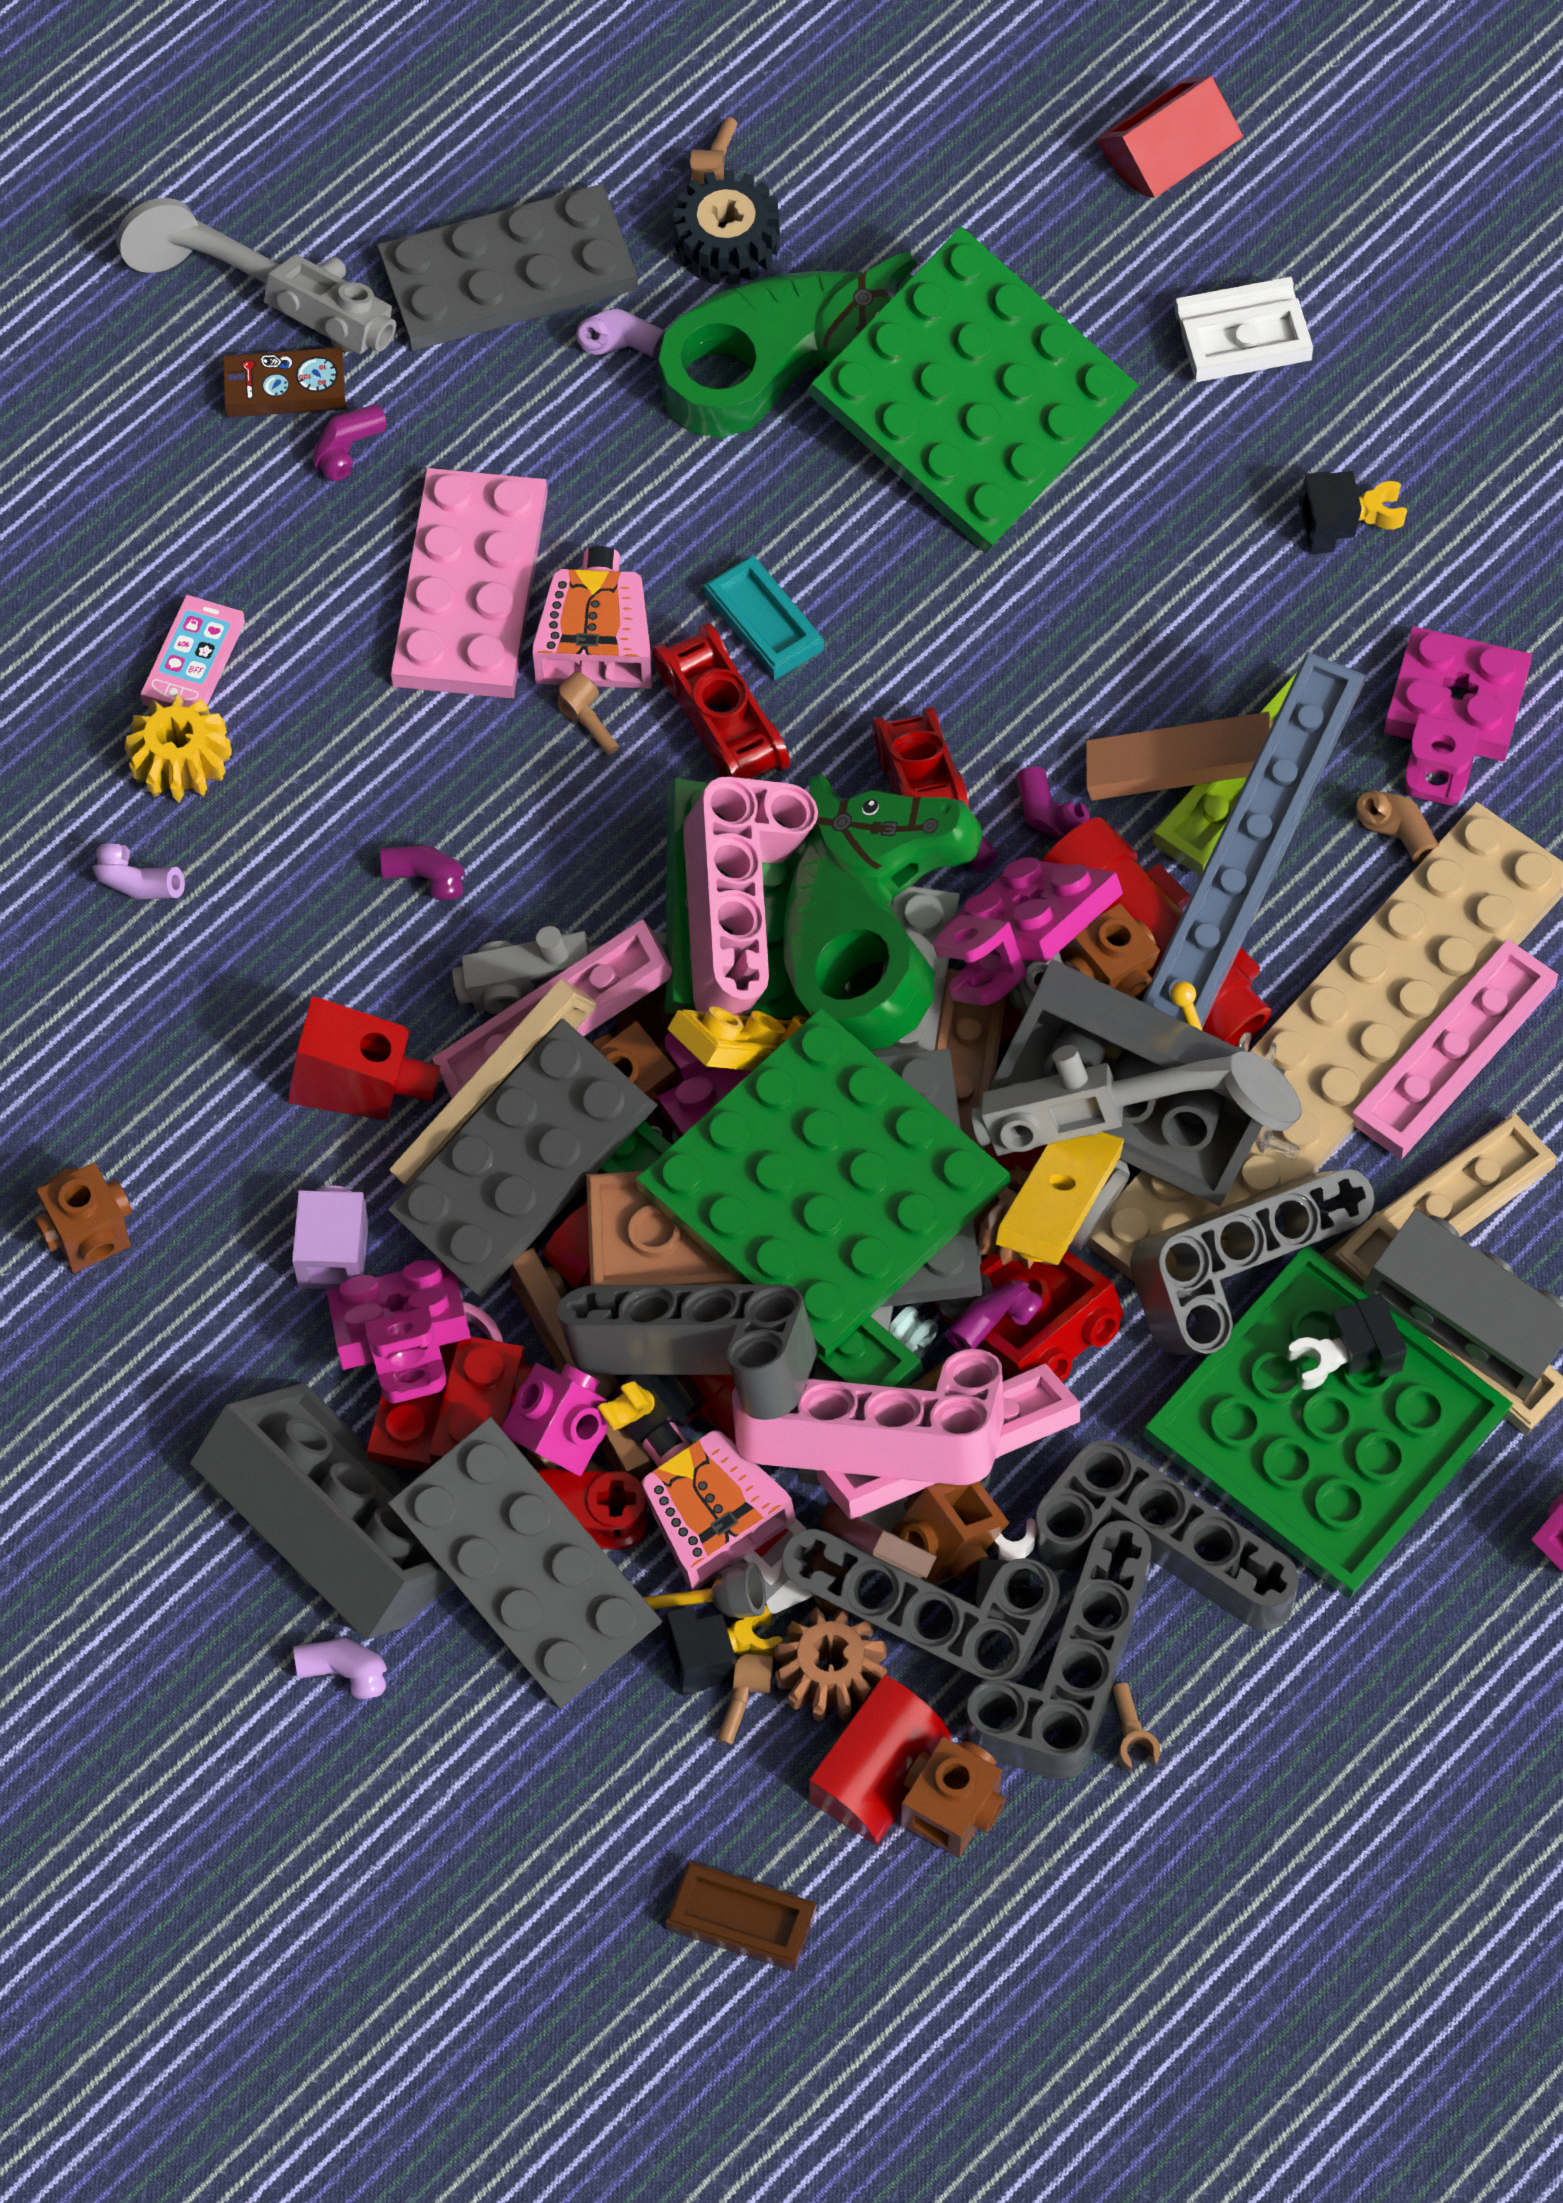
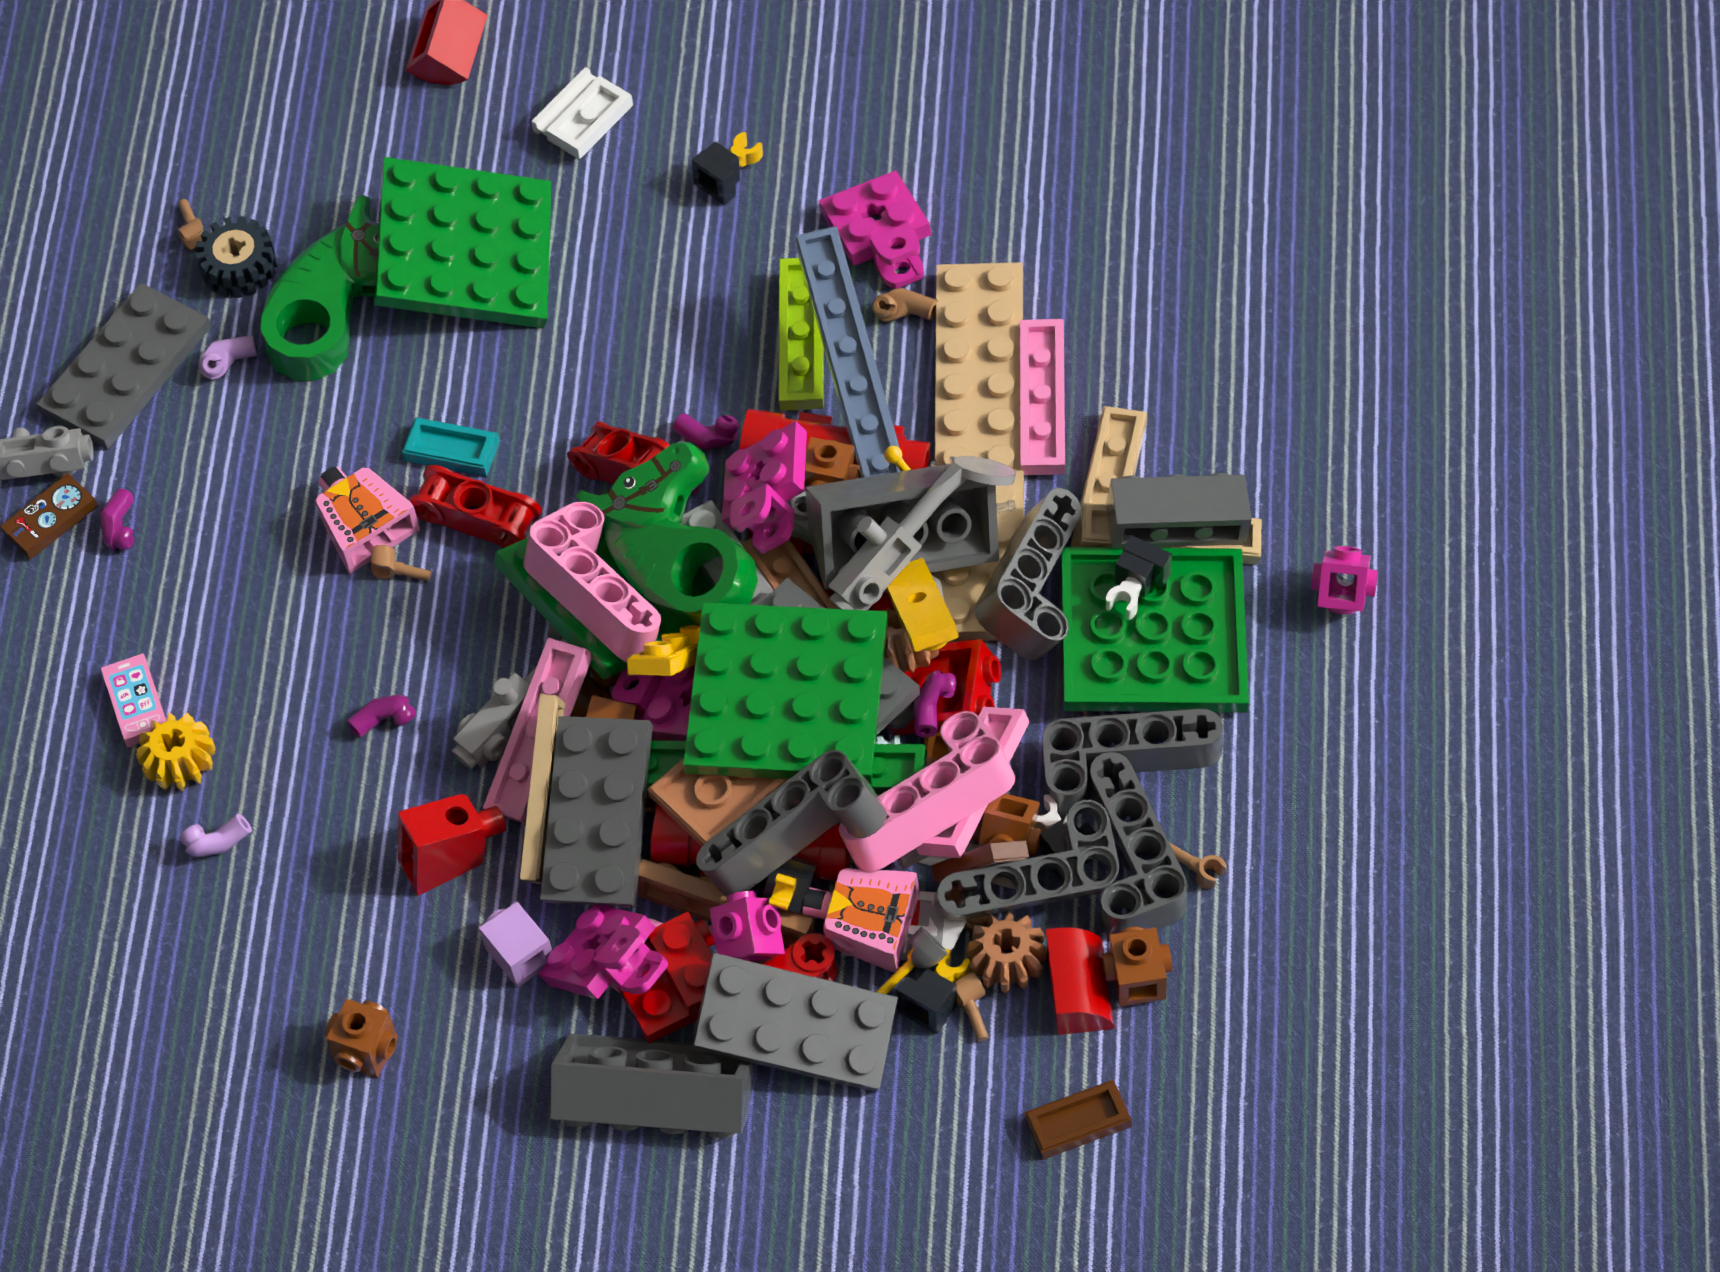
camera: 35 degrees left, 5 degrees down
(346, 1658) = (733, 1156): lavender arm -> none
(469, 583) = (262, 546): bright pink plate -> none
(1175, 756) = (757, 352): nougat tile -> none

